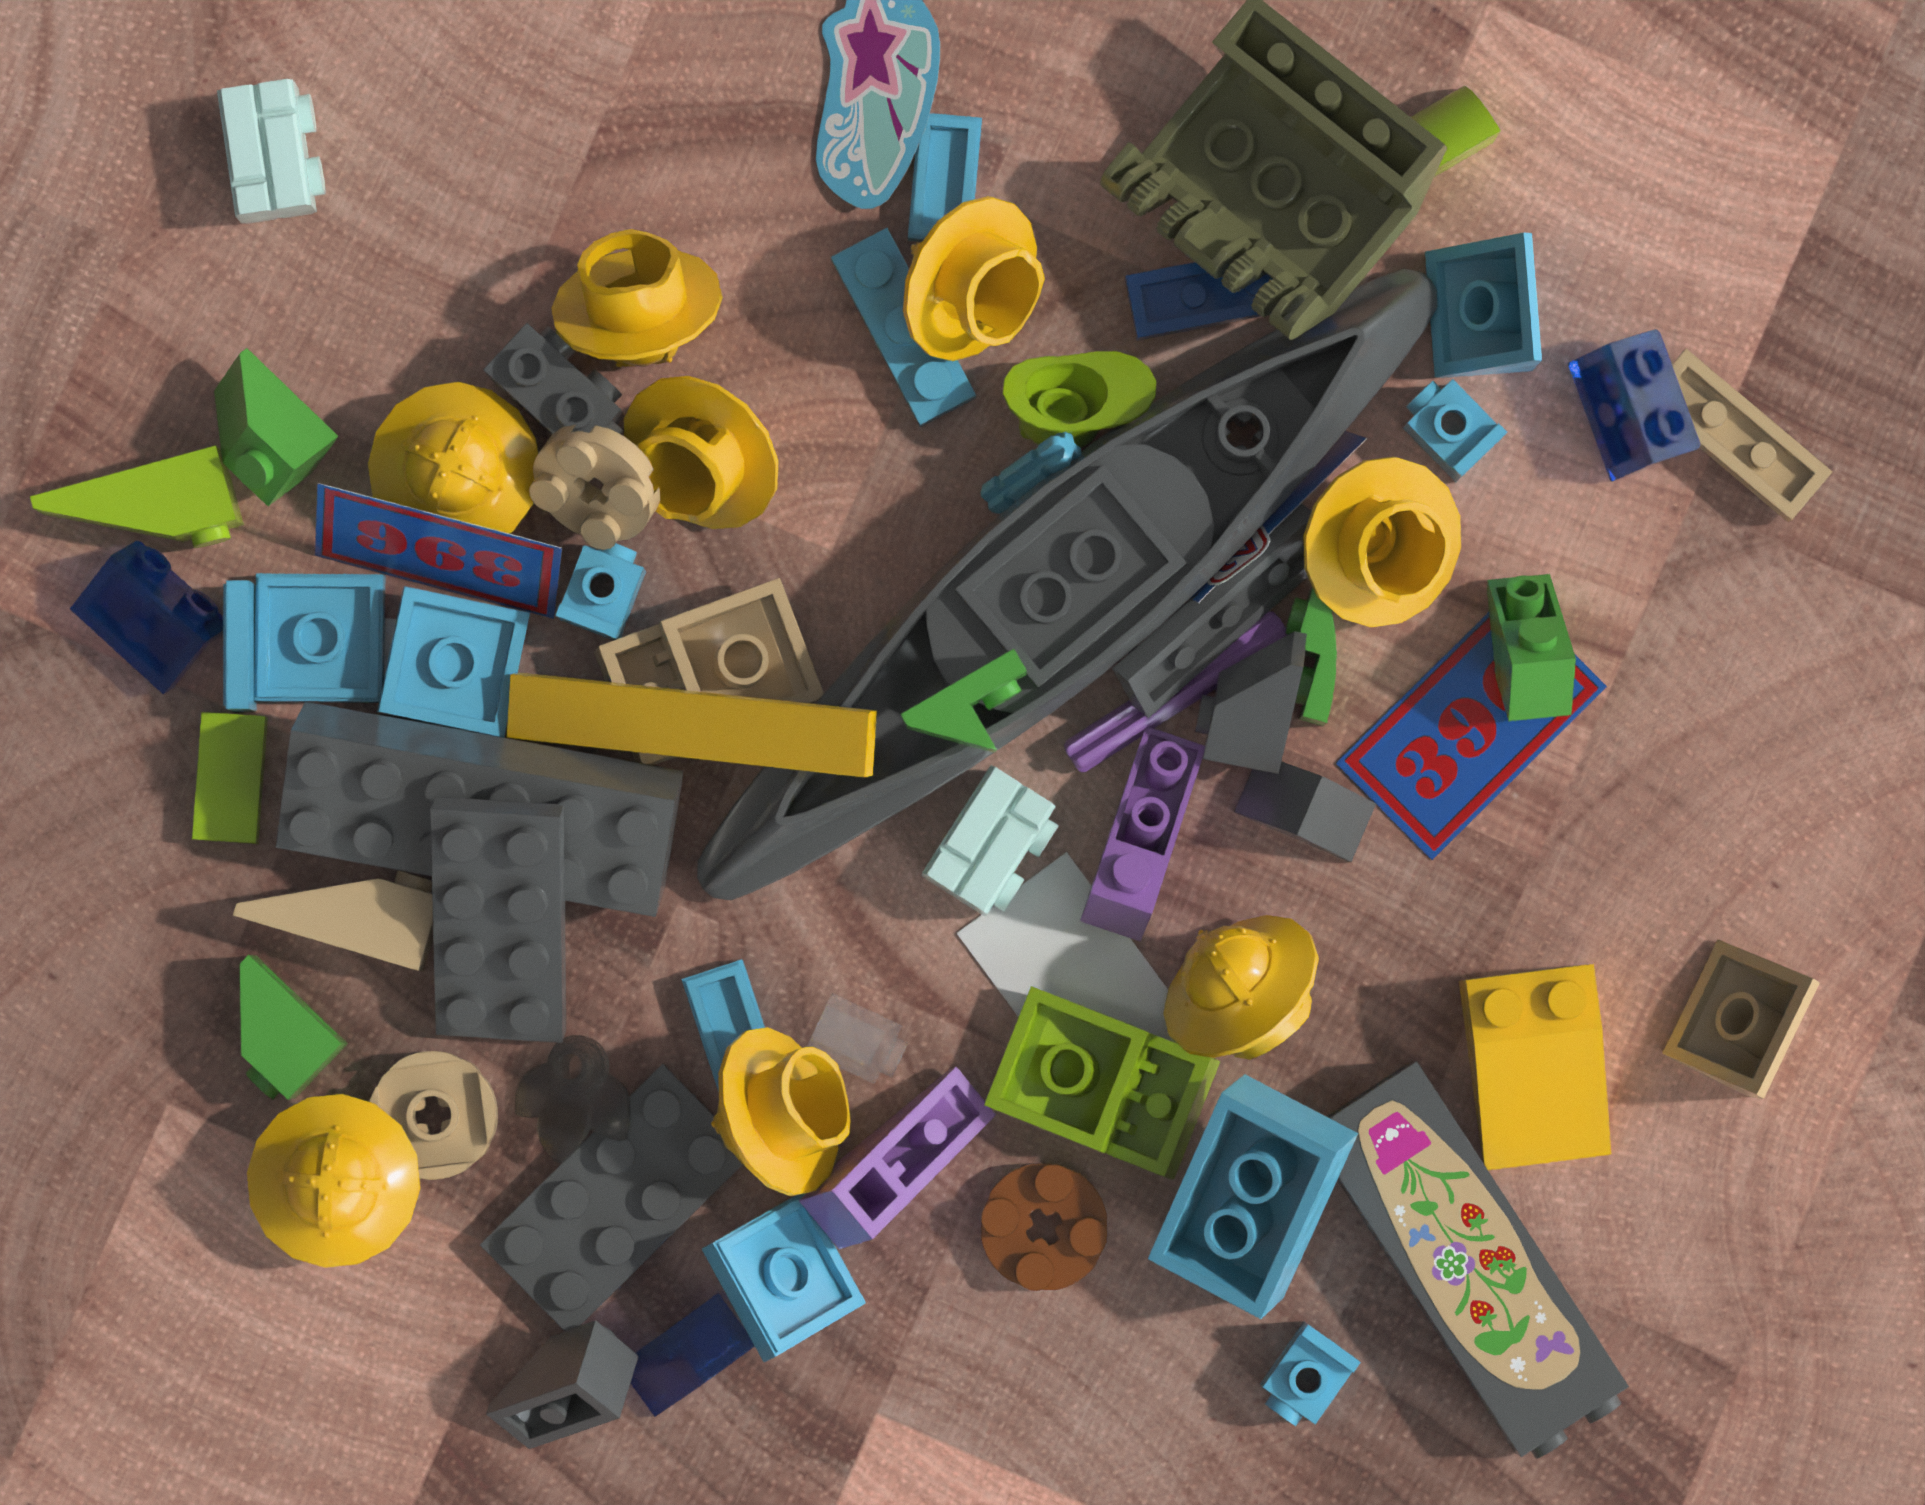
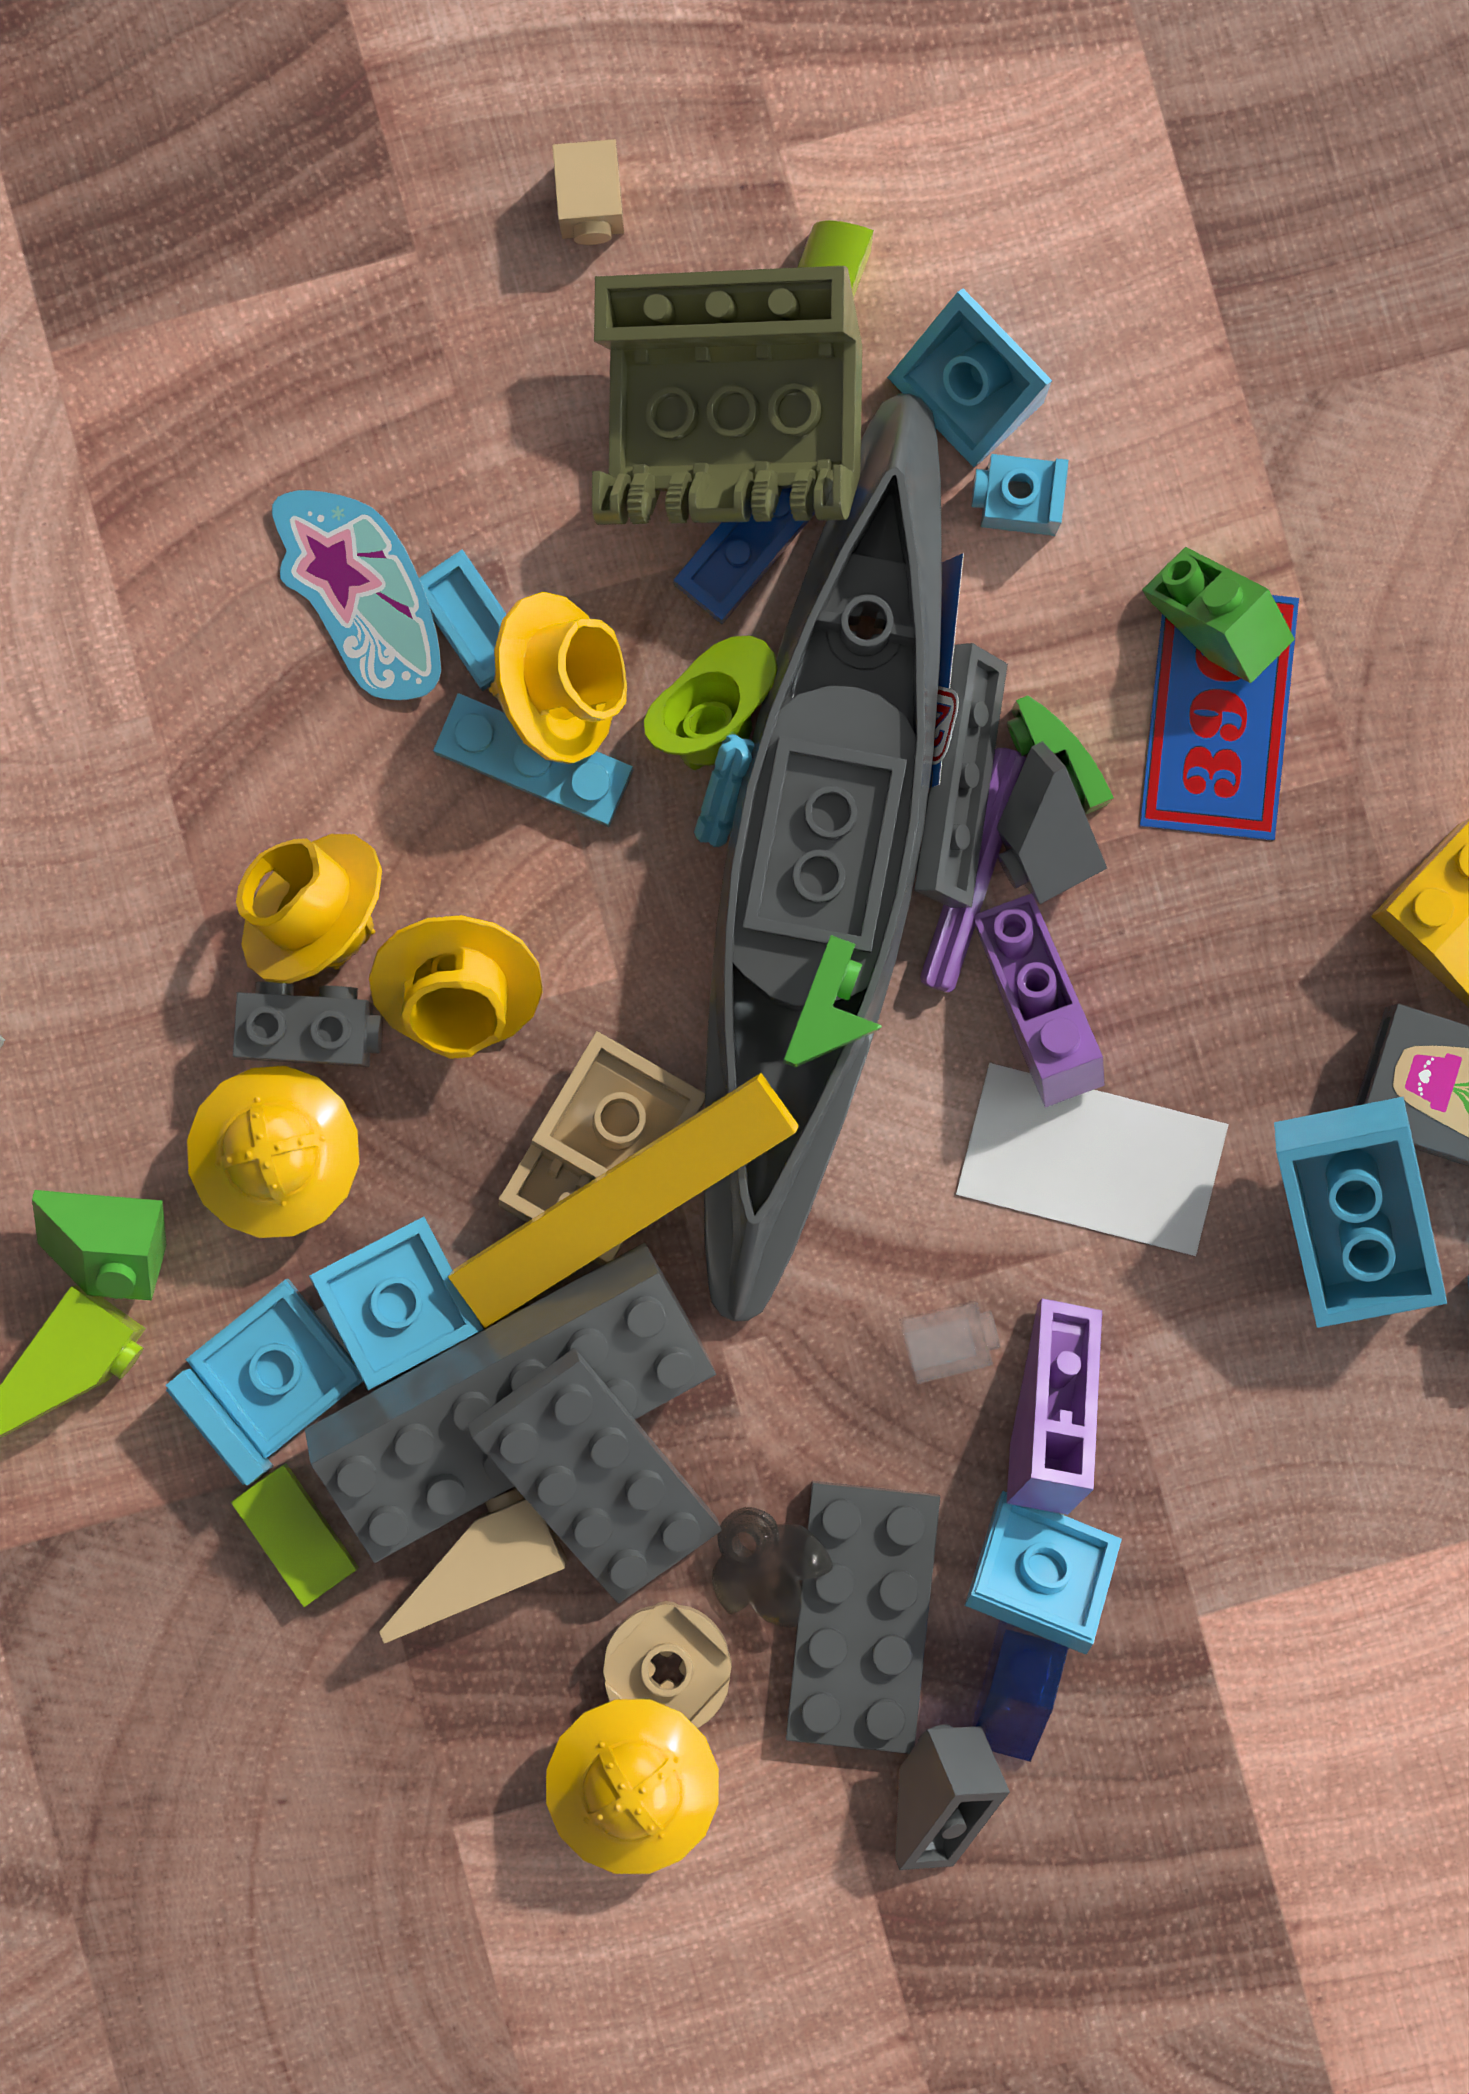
camera: 30 degrees left, 0 degrees up
(149, 614) = (127, 1459): clear blue bracket -> none
(281, 1033) = (496, 1702): bright green slope -> none
(437, 551) = (311, 1227): sticker -> none
(598, 515) = (371, 1098): tan plate -> none
(608, 614) = (484, 1170): medium azure brick -> none
(722, 1008) = (844, 1411): medium azure tile -> none
(781, 1110) = (938, 1445): yellow helmet -> none
(990, 841) = (927, 1102): light aqua brick -> none
(1079, 1235) = (1243, 1348): dark orange plate -> none
(1101, 1083) = (1165, 1219): lime slope -> none
(1242, 988) = (1217, 1056): yellow helmet -> none
(1307, 809) = (1148, 878): dark grey slope -> none
(1382, 541) = (1041, 622): yellow helmet -> none
(1634, 404) = (1145, 362): clear blue bracket -> none
(1748, 441) = (1243, 322): tan plate -> none

